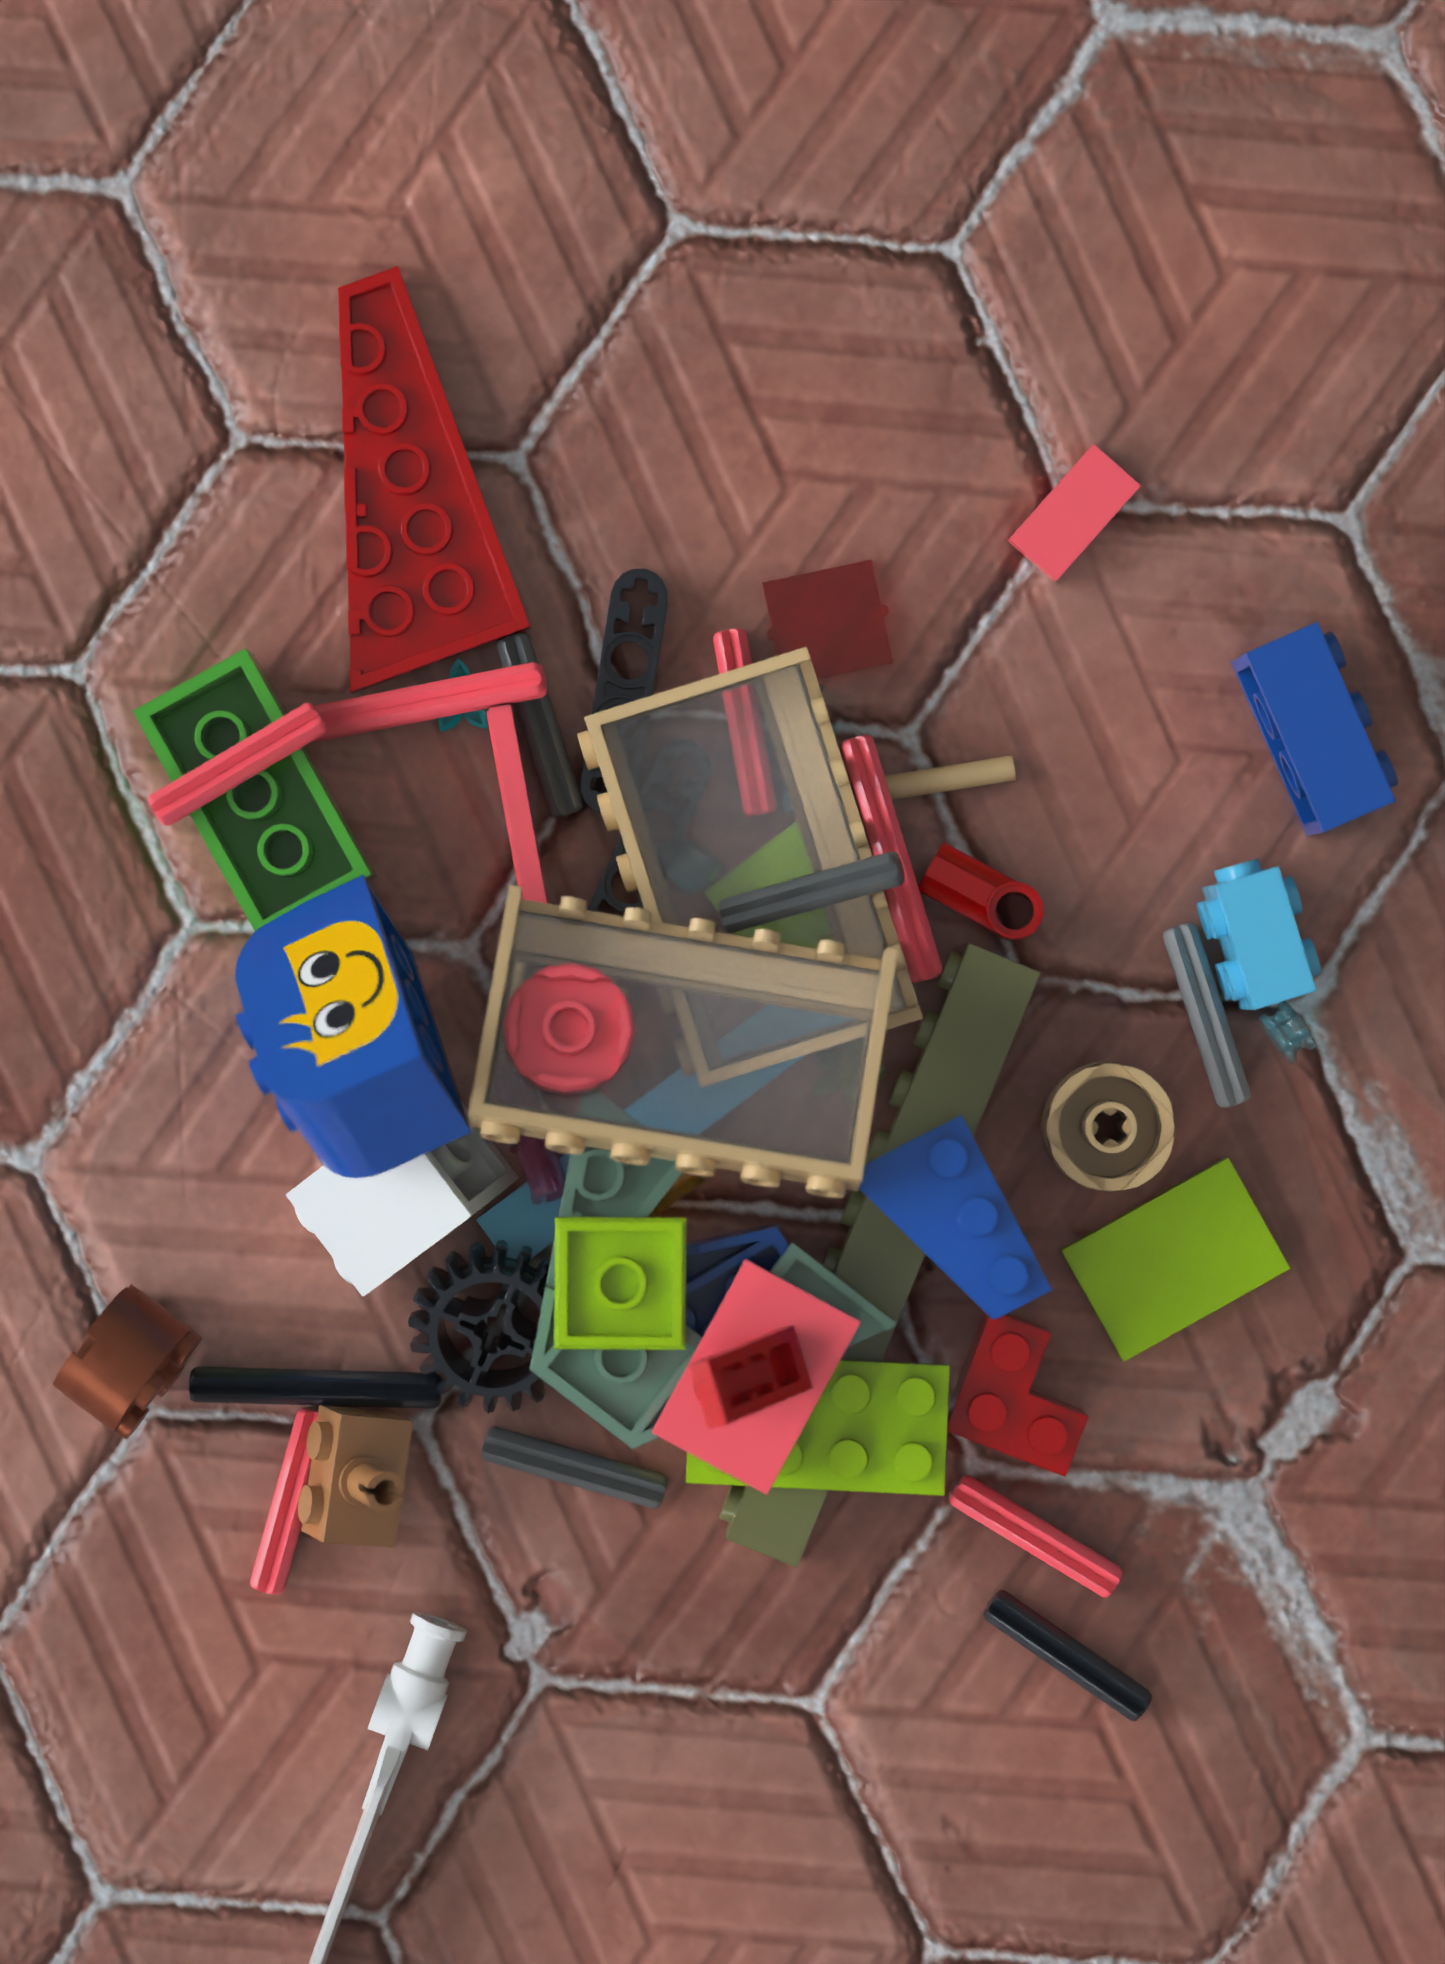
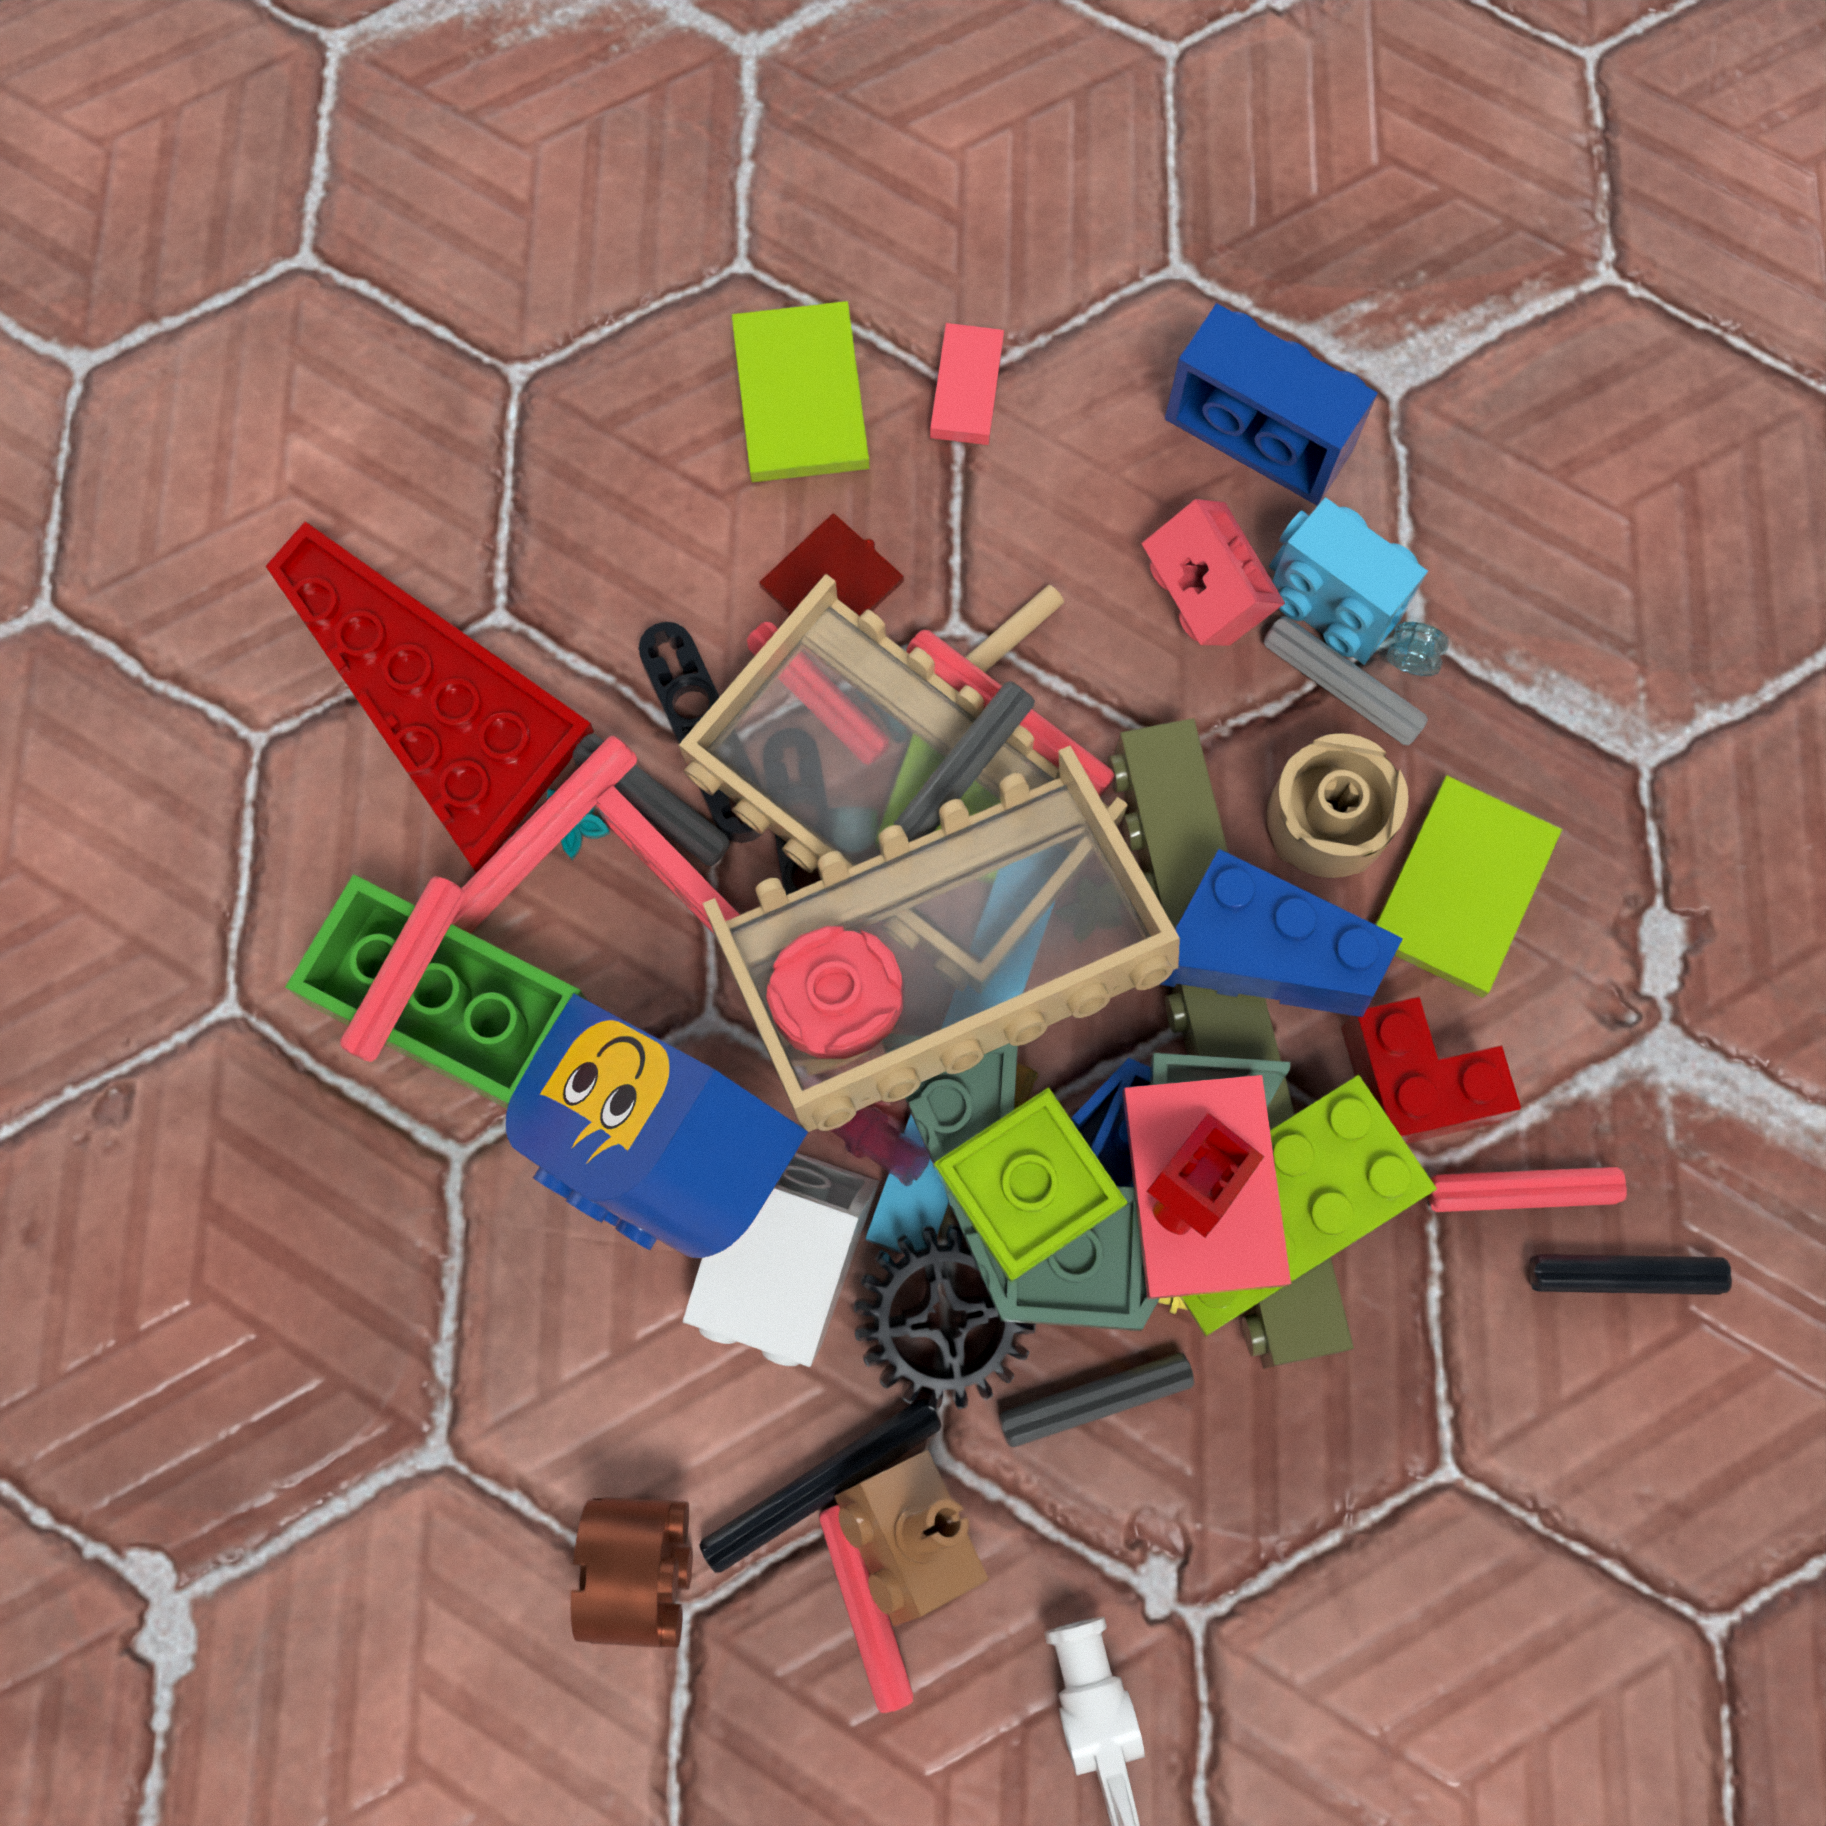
camera: 30 degrees left, 15 degrees down
(919, 419) = (800, 392): none -> lime tile
(975, 890) = (1096, 699): red piece -> none
(1154, 849) = (1211, 573): none -> coral brick

